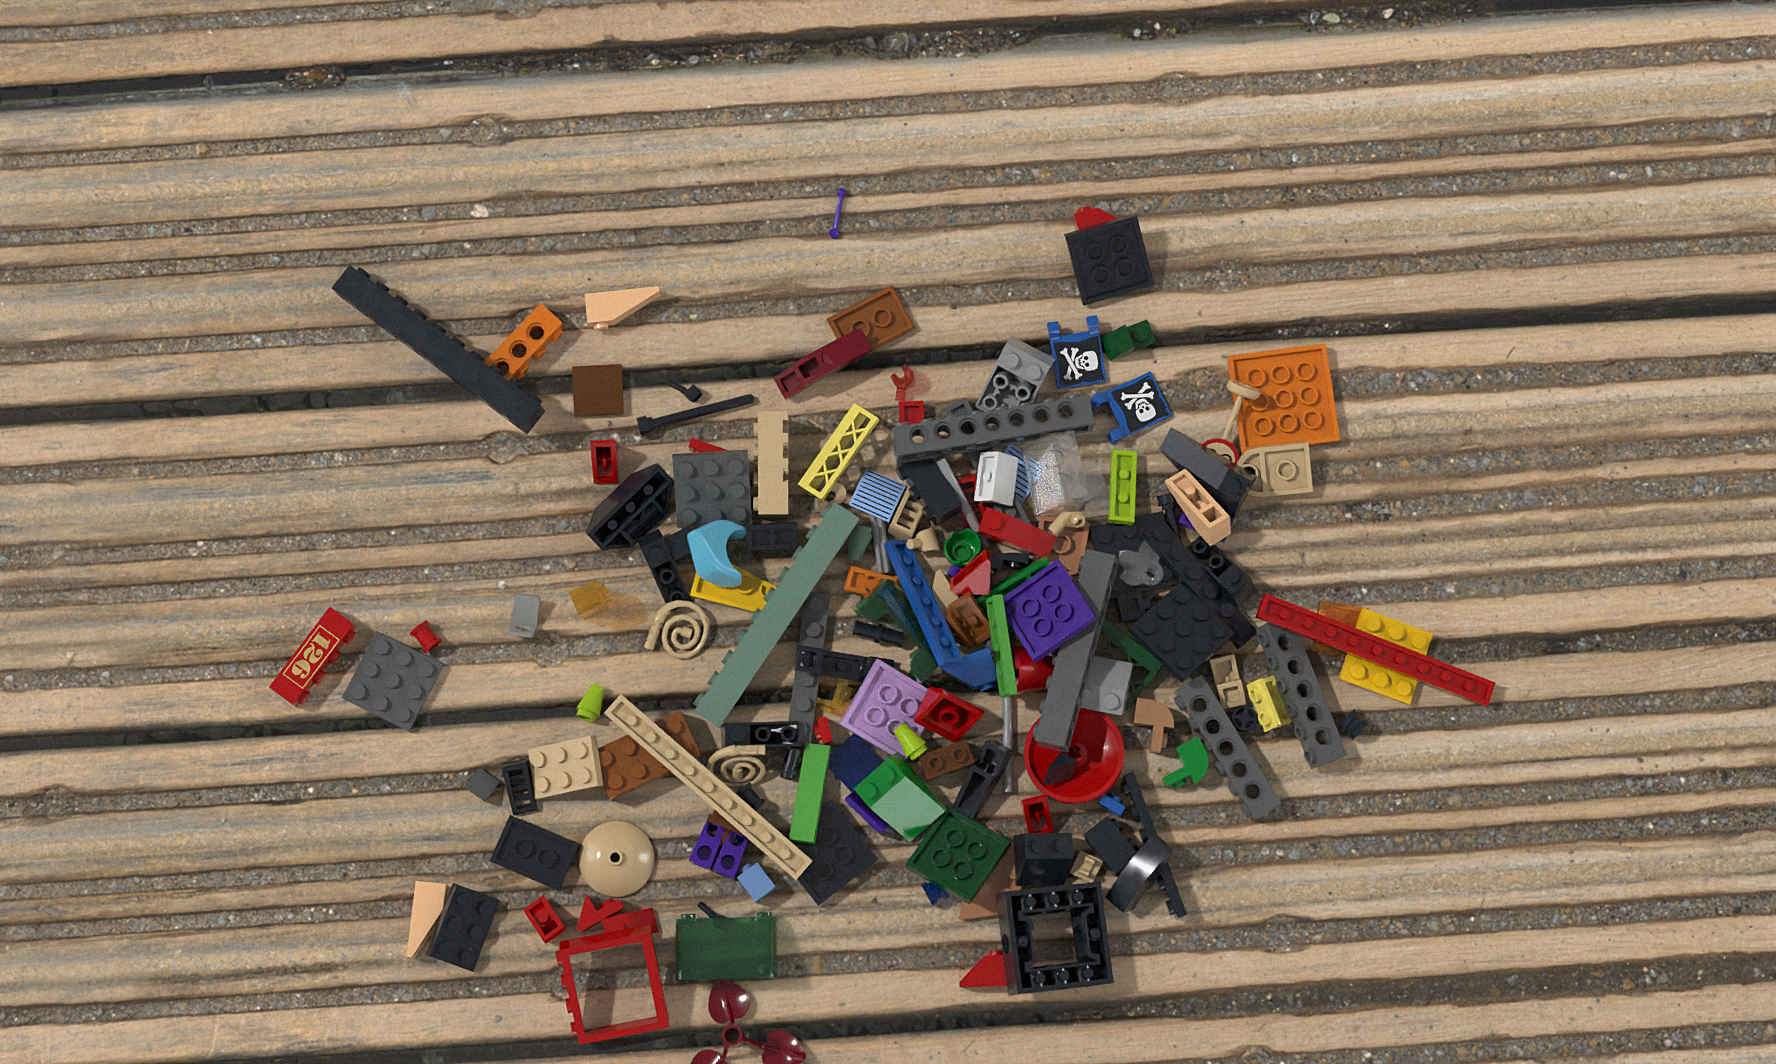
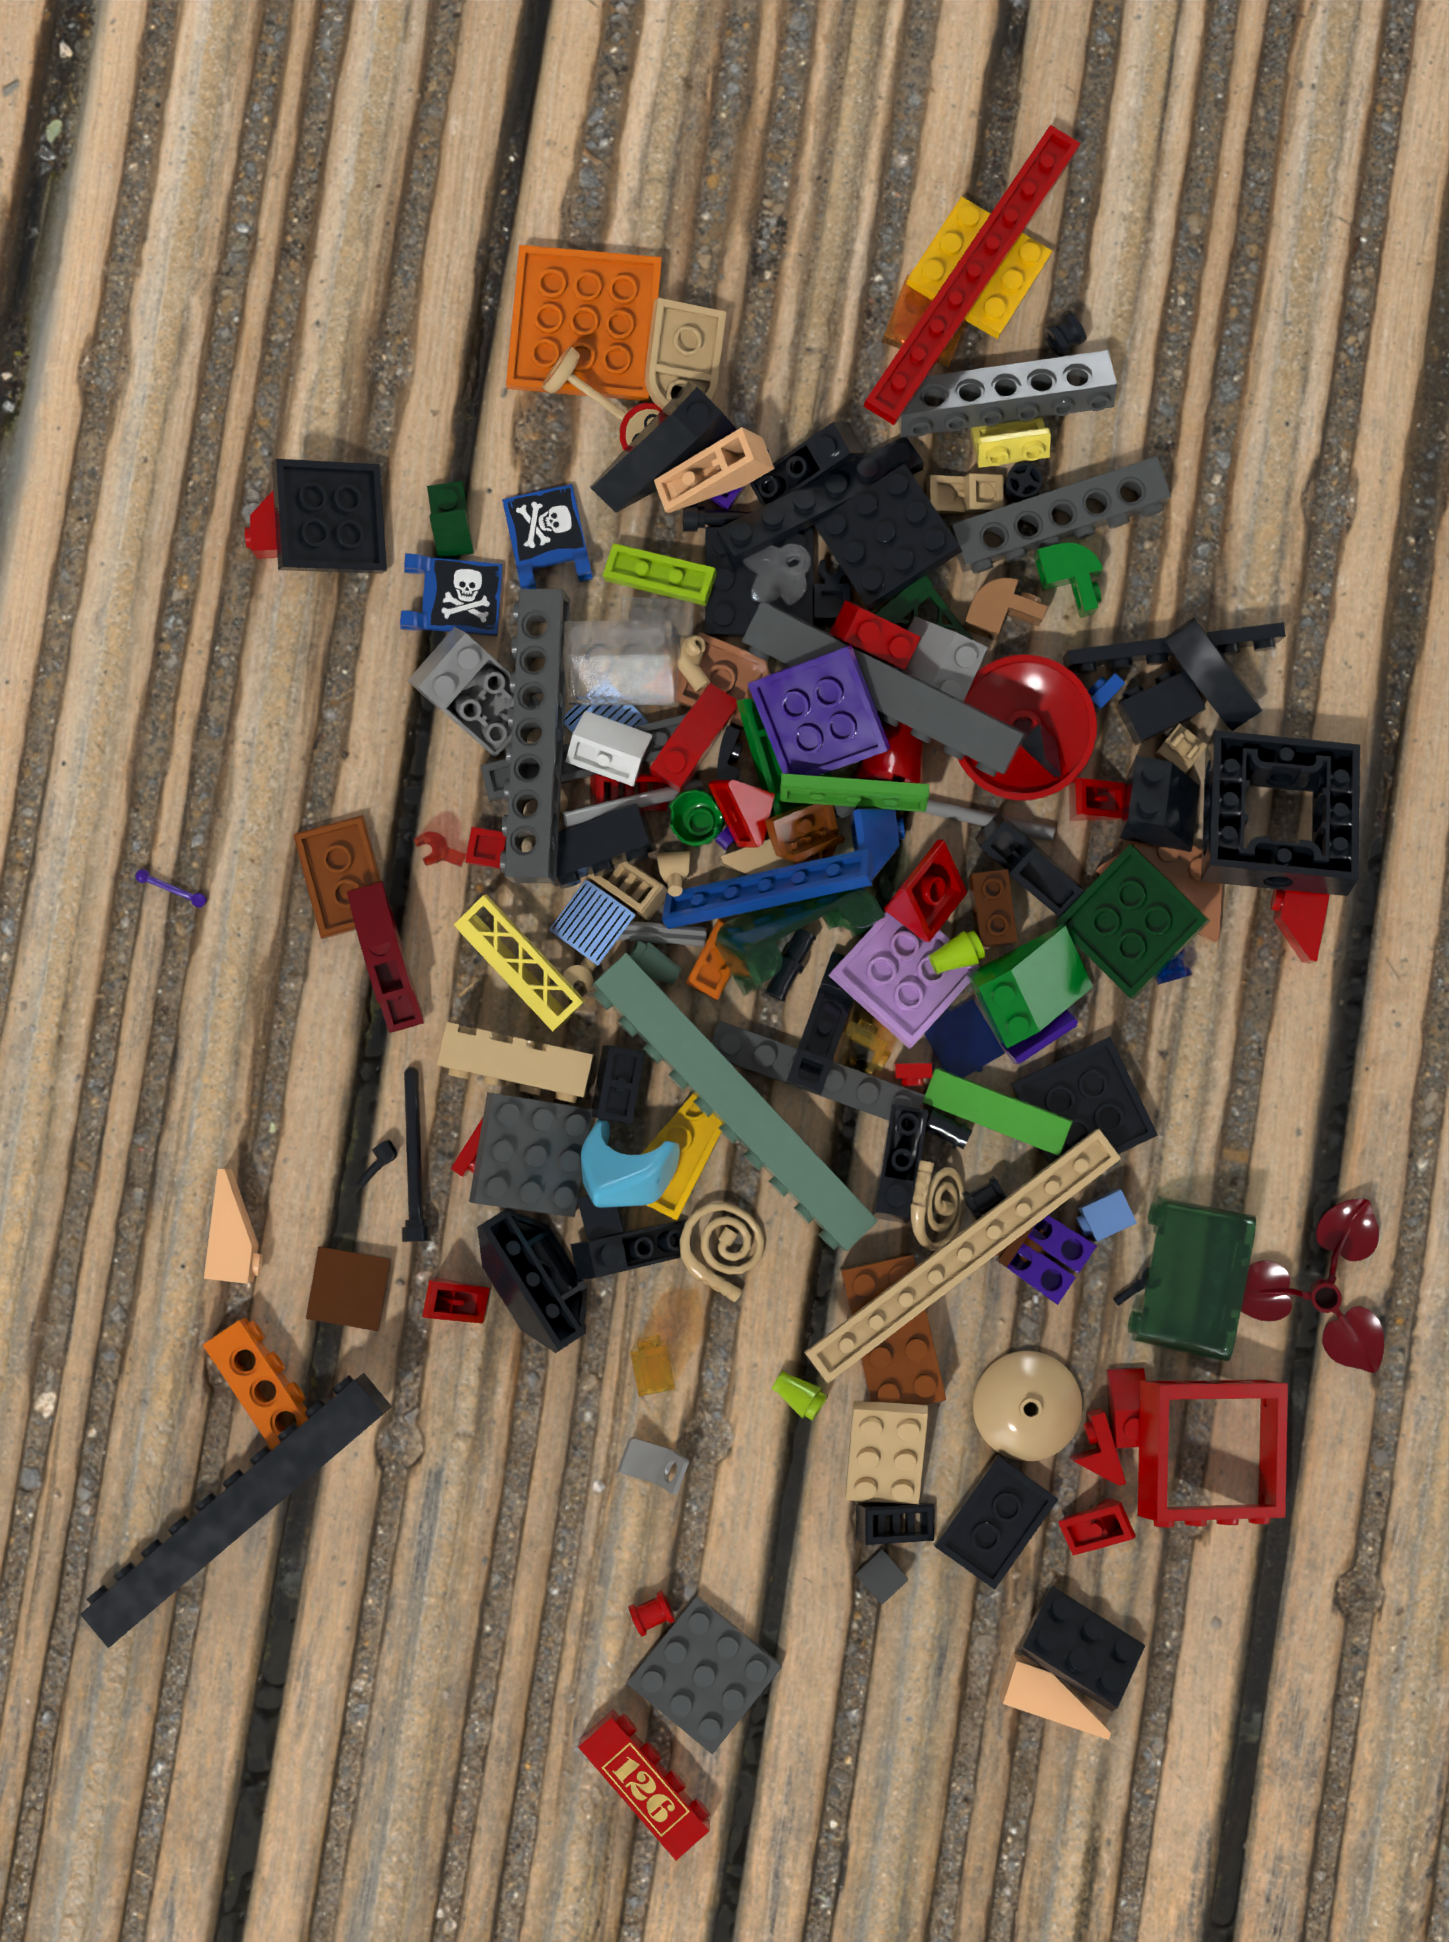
camera: 75 degrees left, 5 degrees up
(1111, 637) = (875, 635): none -> red brick

